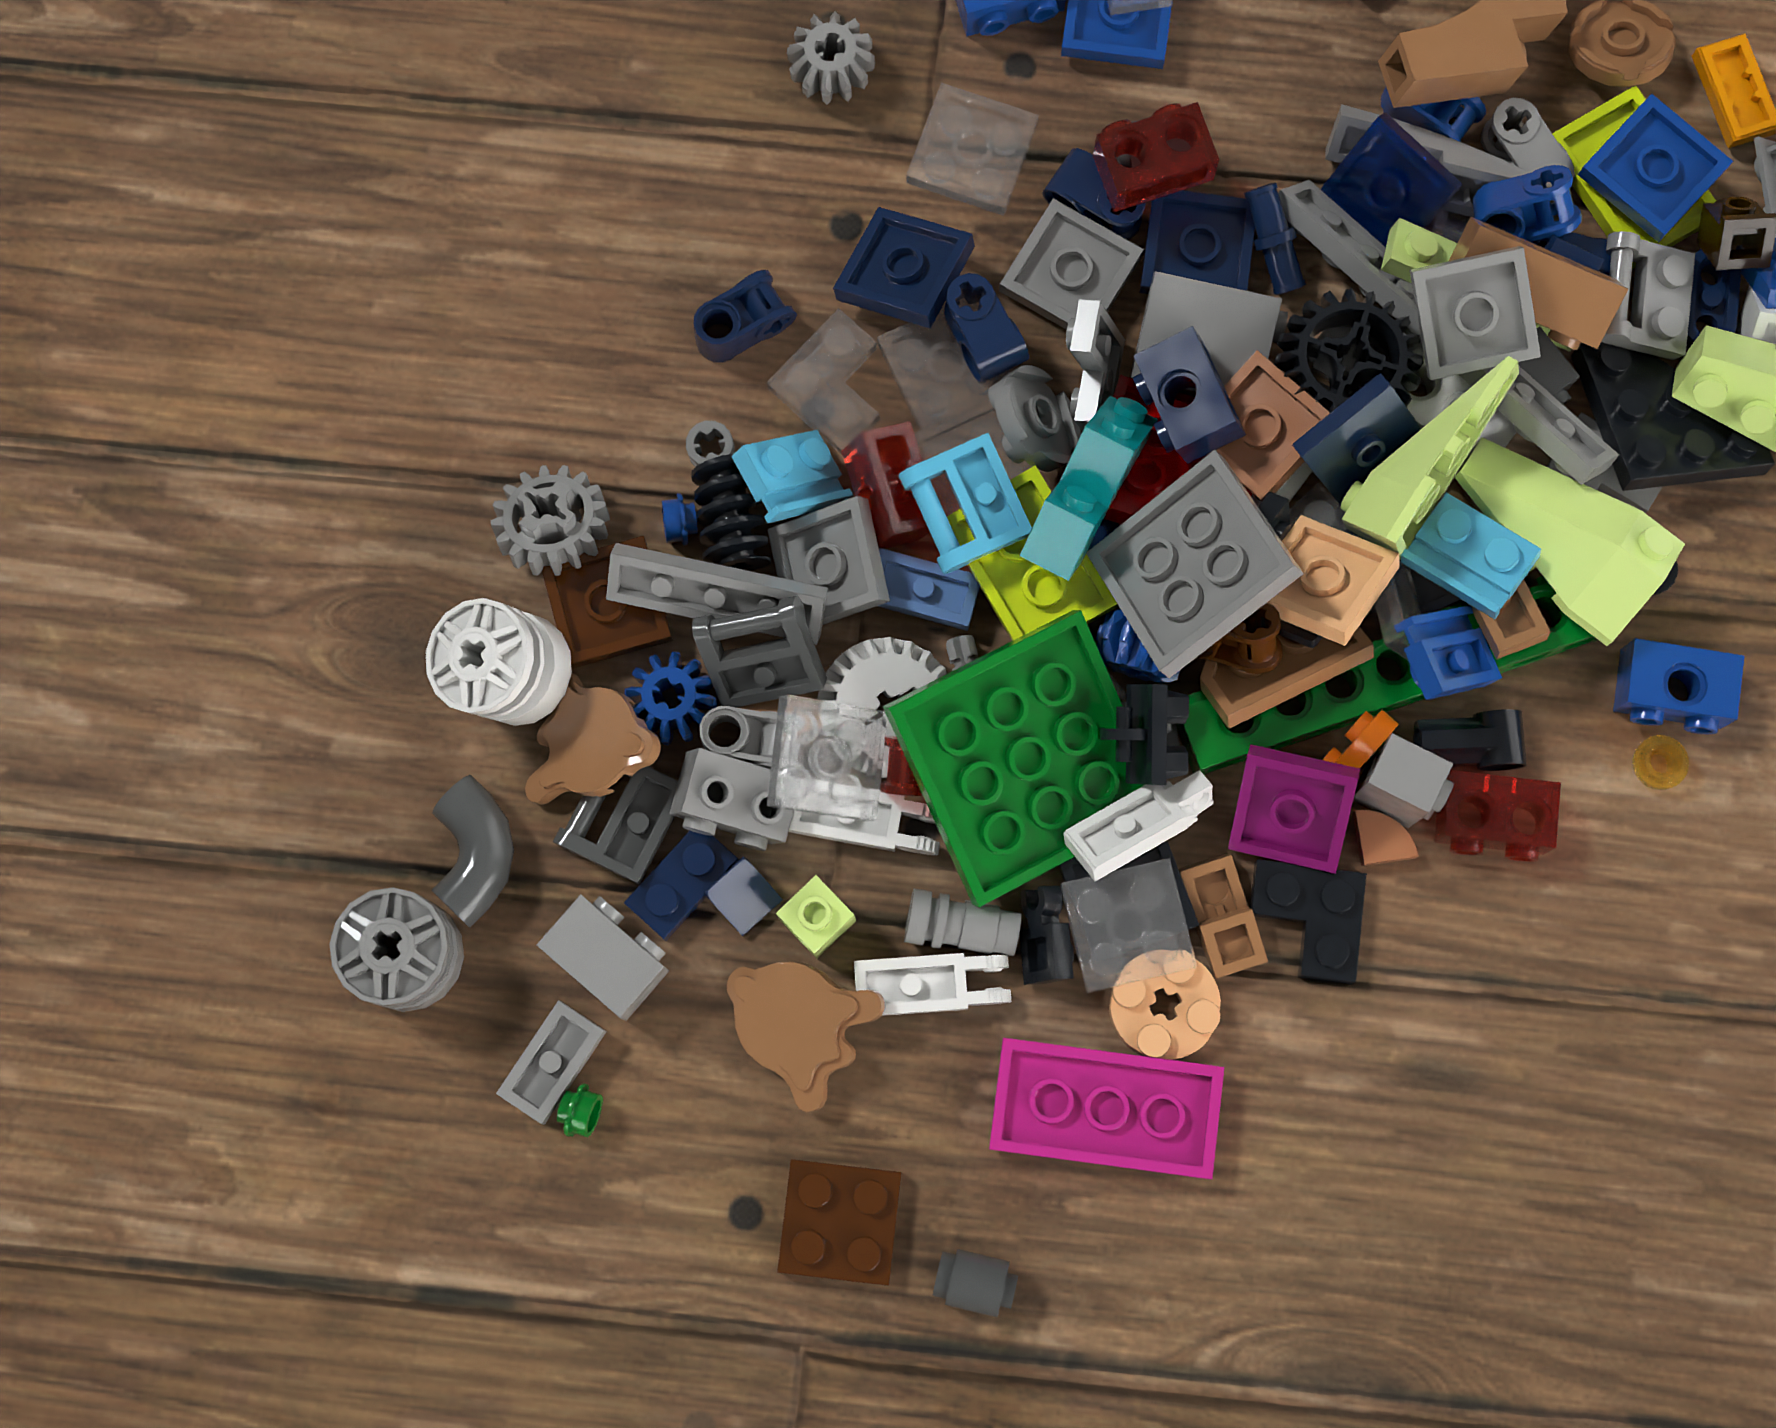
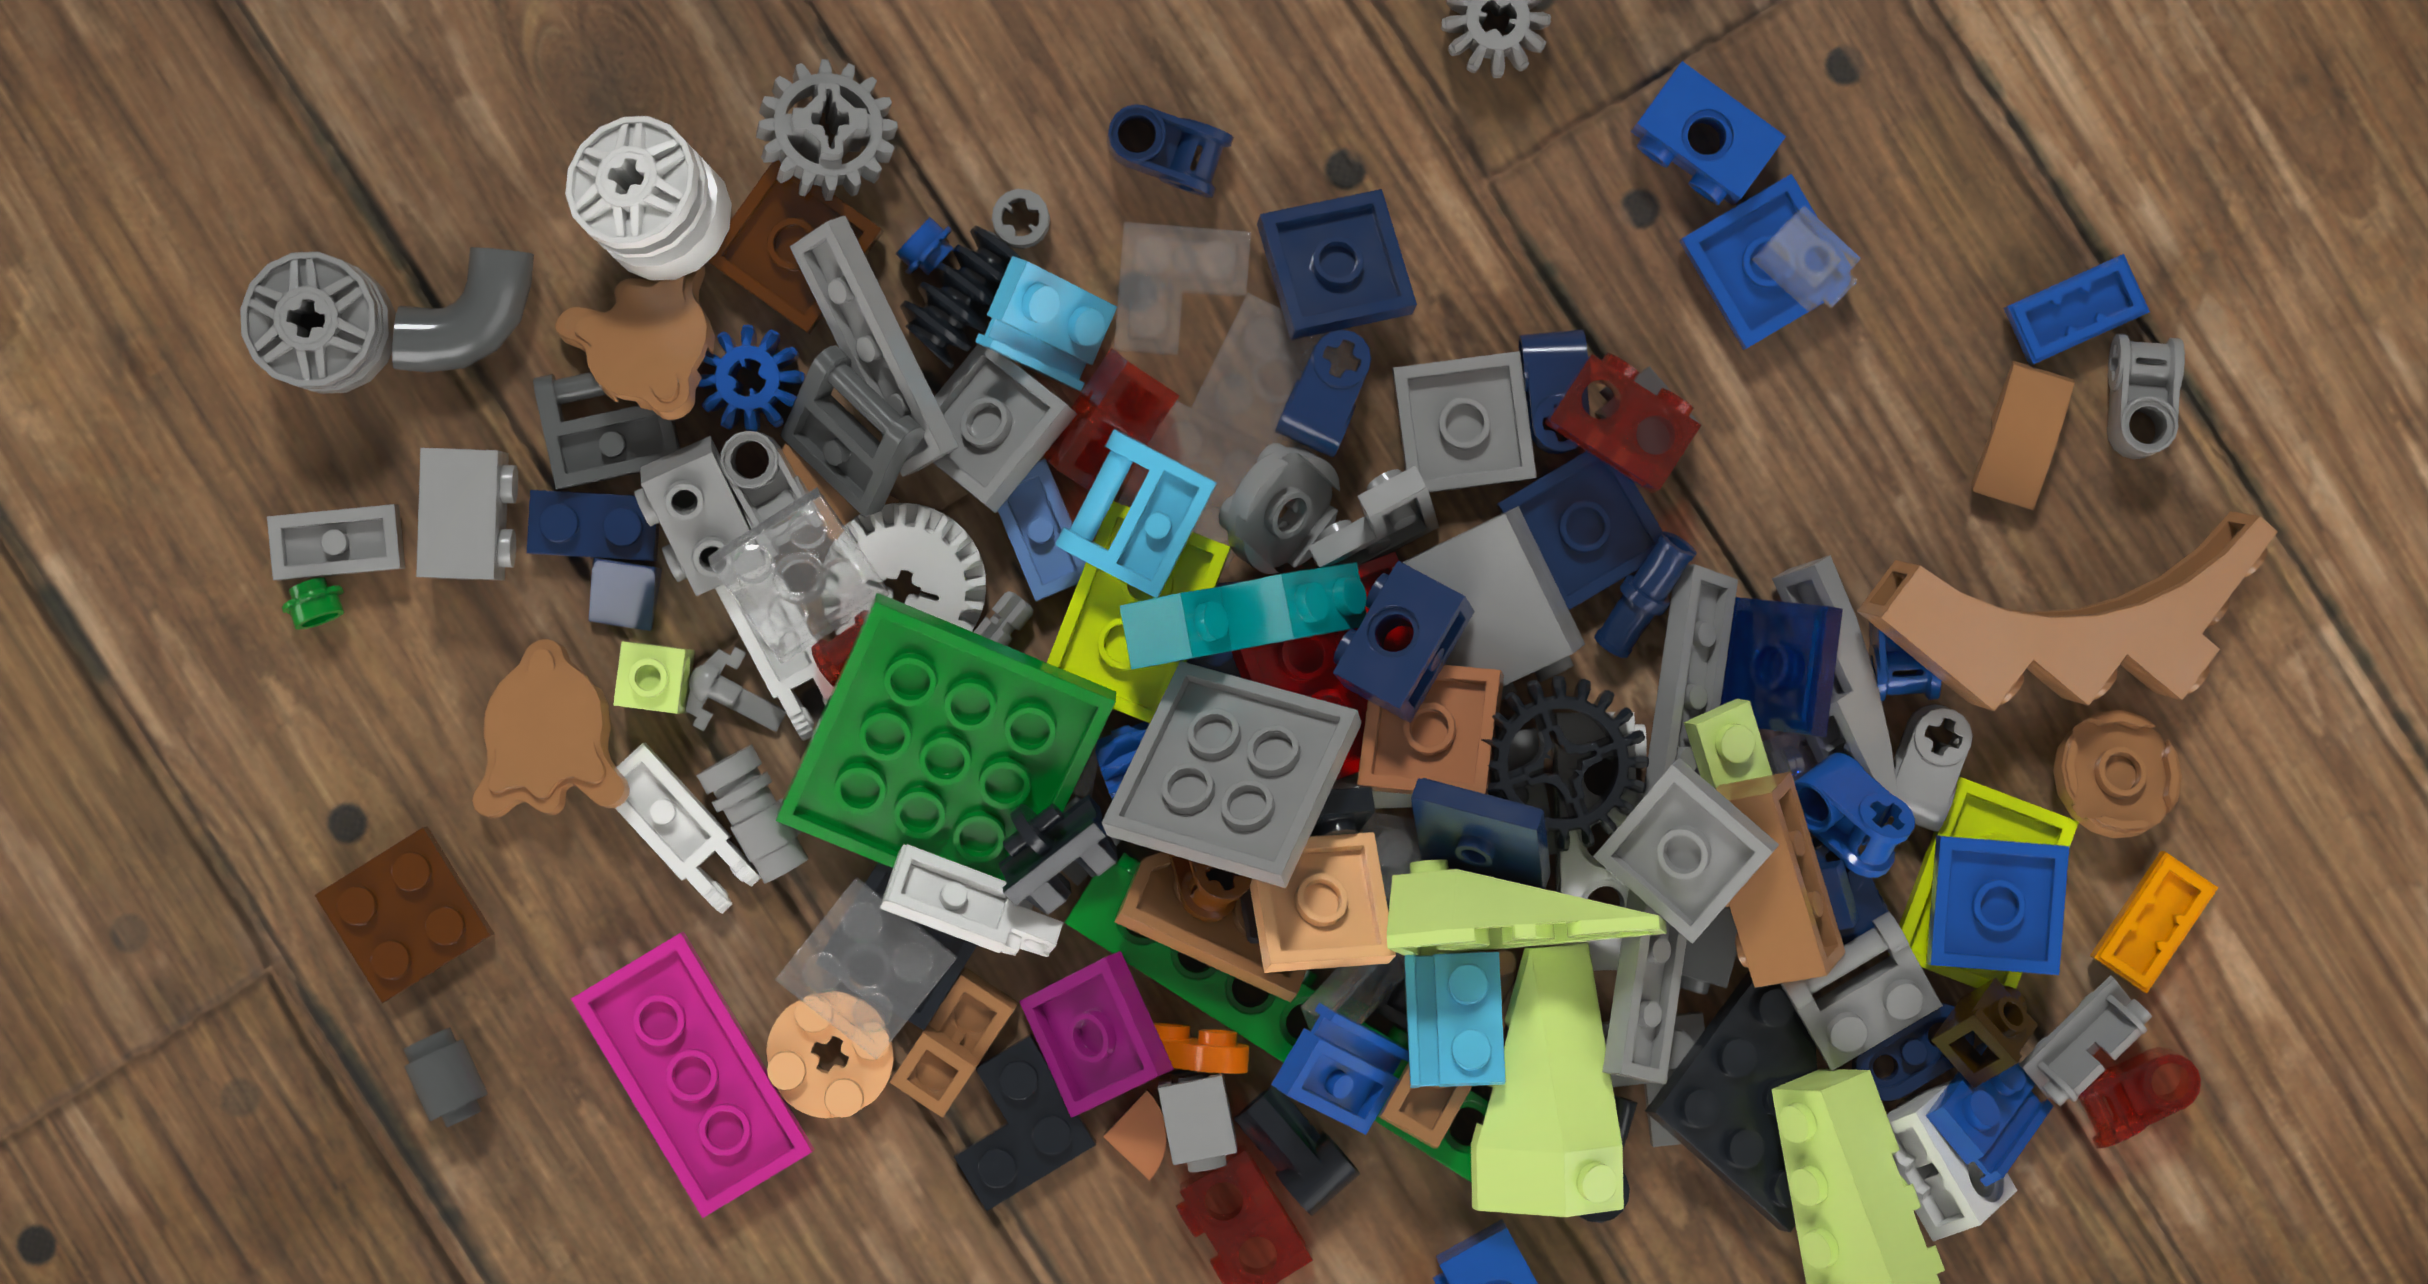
camera: 45 degrees right, 10 degrees up
(849, 887) = (708, 683): none -> light grey piece
(972, 149) = (1512, 232): clear plate -> none
(1045, 943) = (796, 903): black plate -> none

